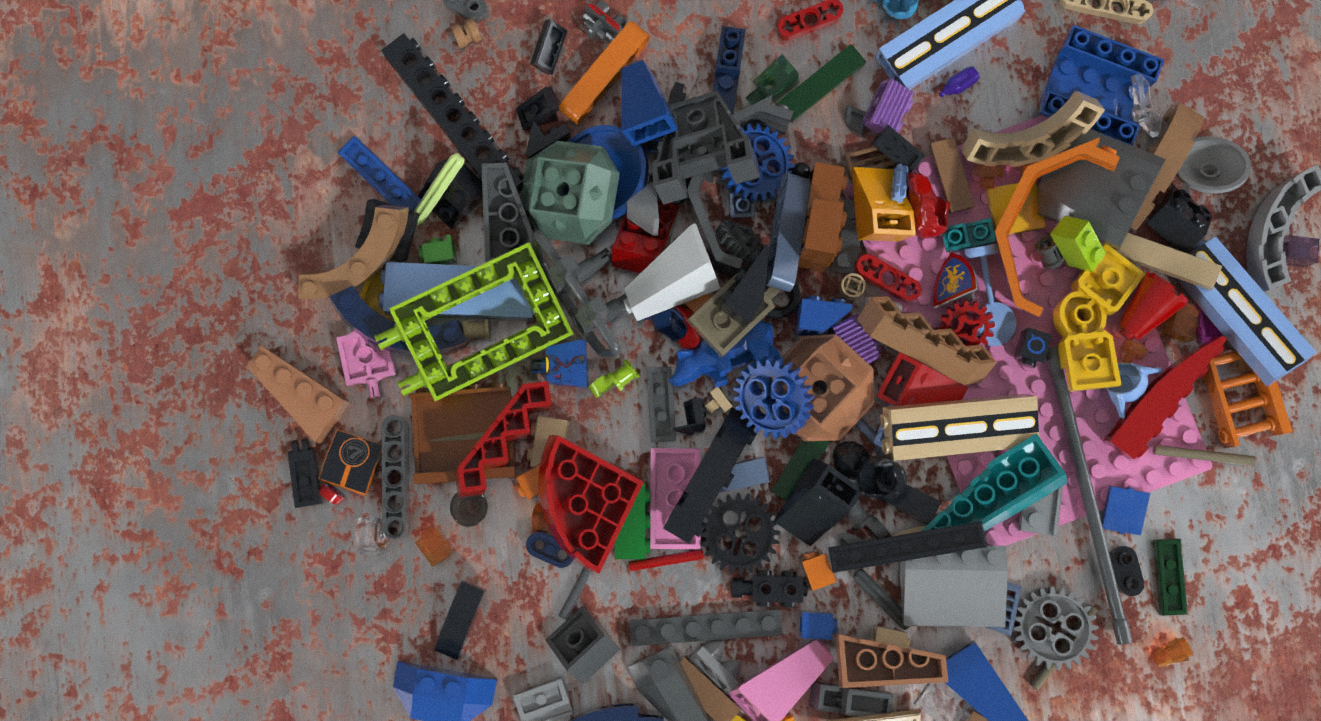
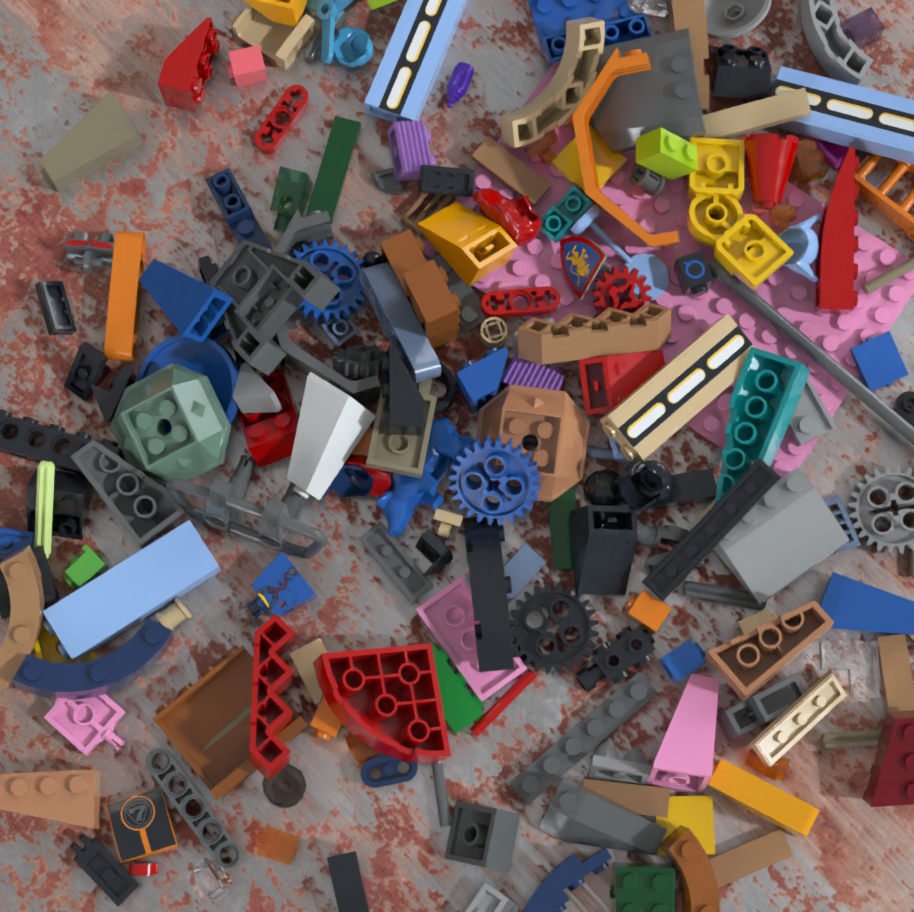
camera: 35 degrees left, 5 degrees down
(445, 379) = (160, 678): lime brick -> none
(620, 378) = (339, 567): lime connector -> none
(899, 183) = (469, 209): light blue axle -> none

